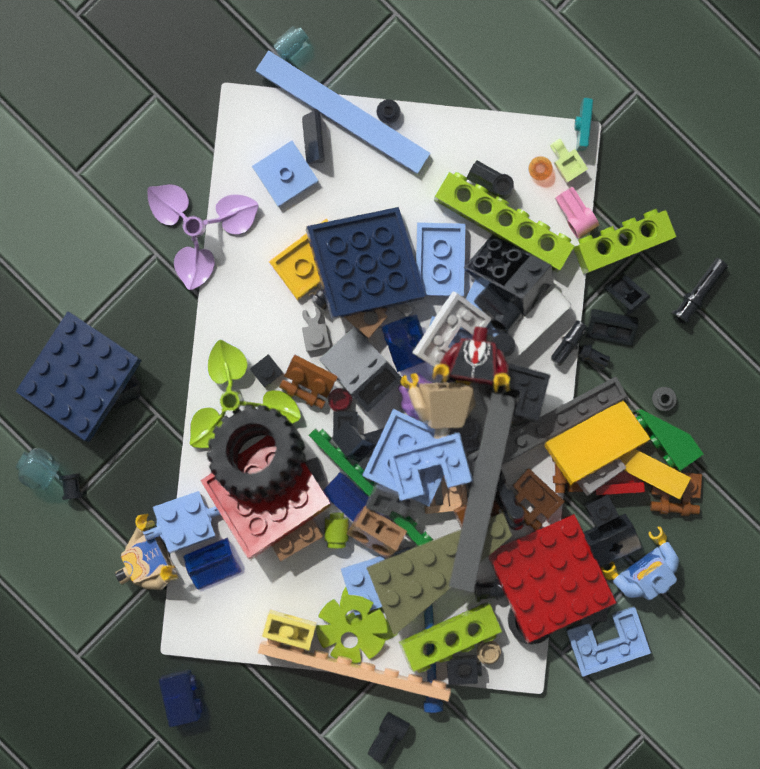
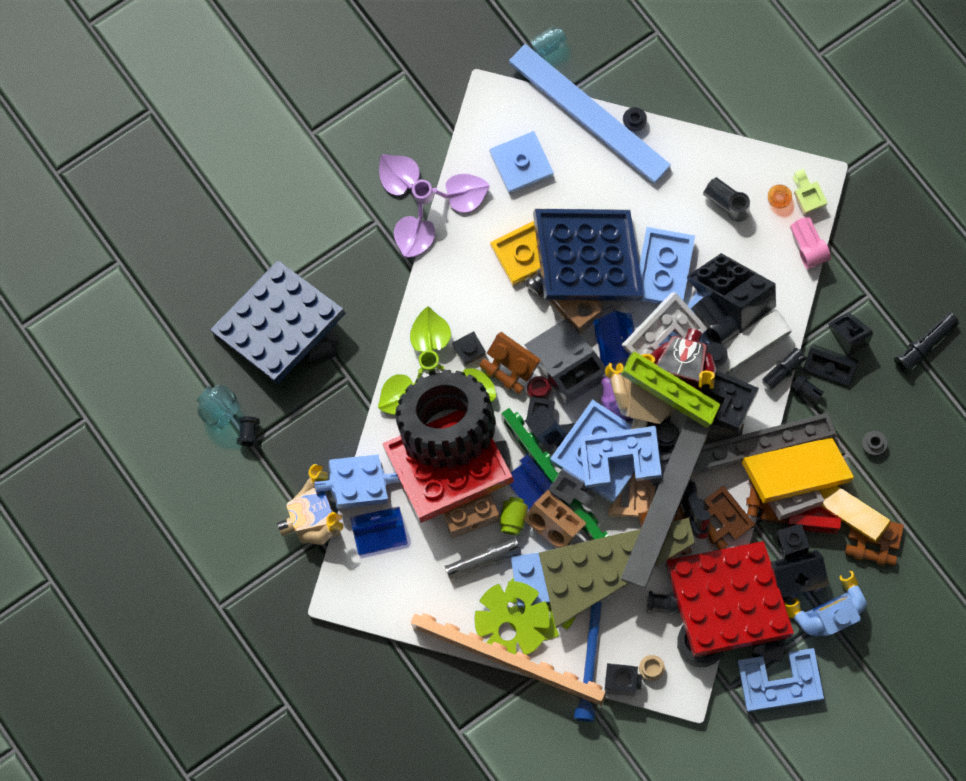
camera: 15 degrees right, 15 degrees down
(180, 697) = (319, 663): clear blue brick -> none
(289, 629) = (447, 605): light yellow brick -> none
(313, 137) = (555, 132): black slope -> none
(315, 334) = (524, 320): light grey plate -> none
(323, 570) = (482, 559): none -> dark grey pin
(390, 733) = (535, 736): black piece -> none
(467, 397) = (670, 389): none -> lime plate
(487, 629) = (651, 627): lime brick -> none
(489, 222) = (719, 238): lime brick -> none
(583, 124) = (828, 160): teal plate -> none
(659, 231) = (819, 292): lime brick -> none
(675, 444) = (878, 486): green slope -> none

